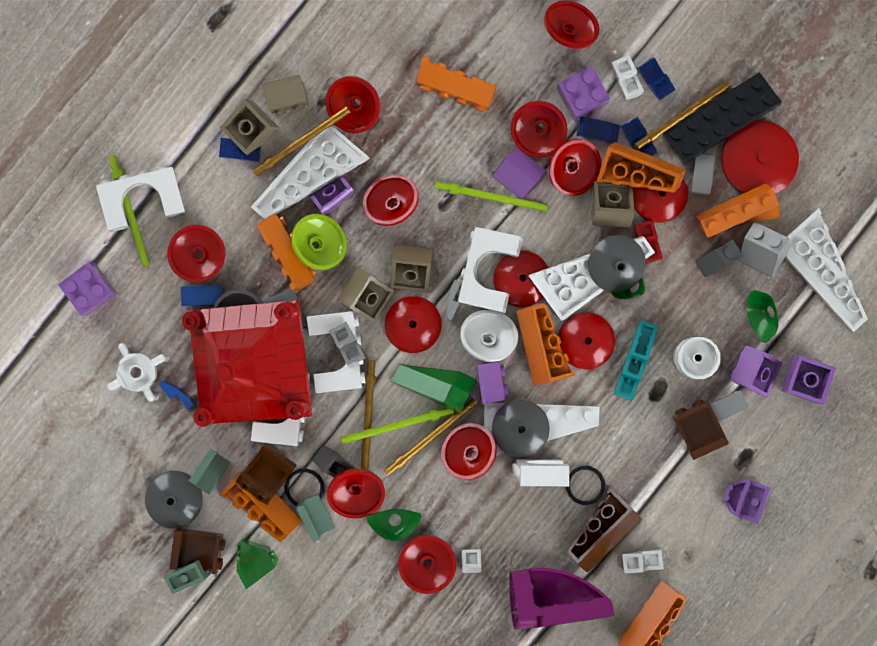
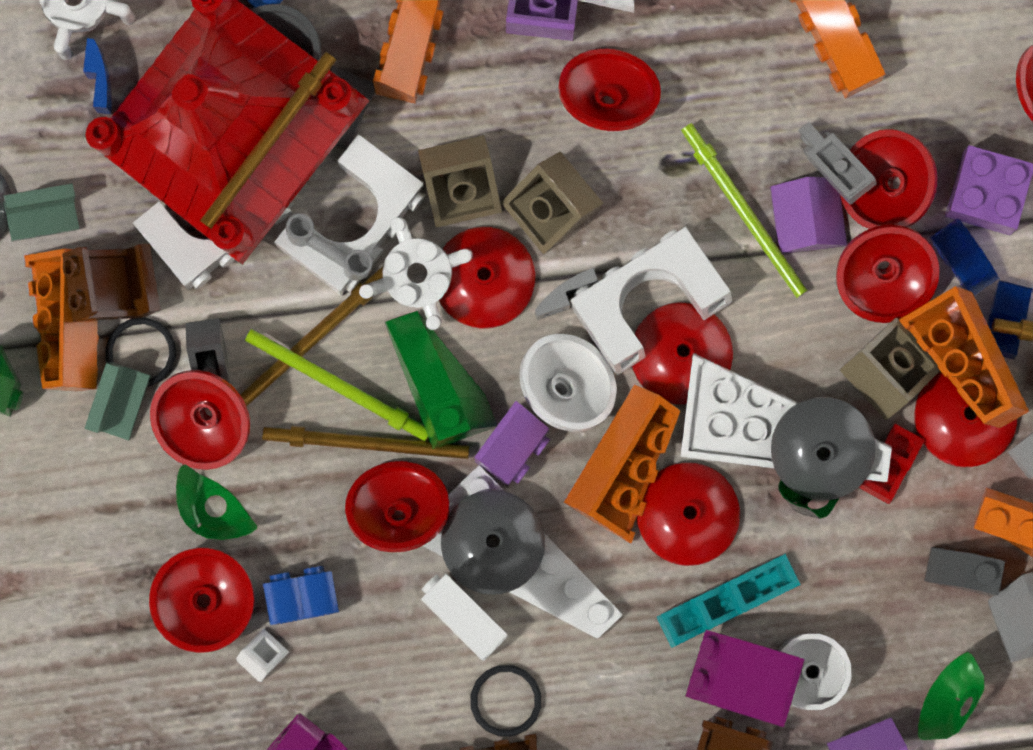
camera: 40 degrees right, 5 degrees down
(269, 319) = (309, 84): none -> pearl gold bar
(322, 379) = (300, 230): none -> light grey bar
(326, 236) = (482, 50): lime dish -> none
(347, 344) = (374, 218): light grey slope -> none
(390, 360) = (396, 278): none -> white plate
(465, 523) = (300, 597): none -> blue brick
(511, 141) = (836, 163): none -> light grey hinge
(674, 386) = (744, 678): none -> magenta slope

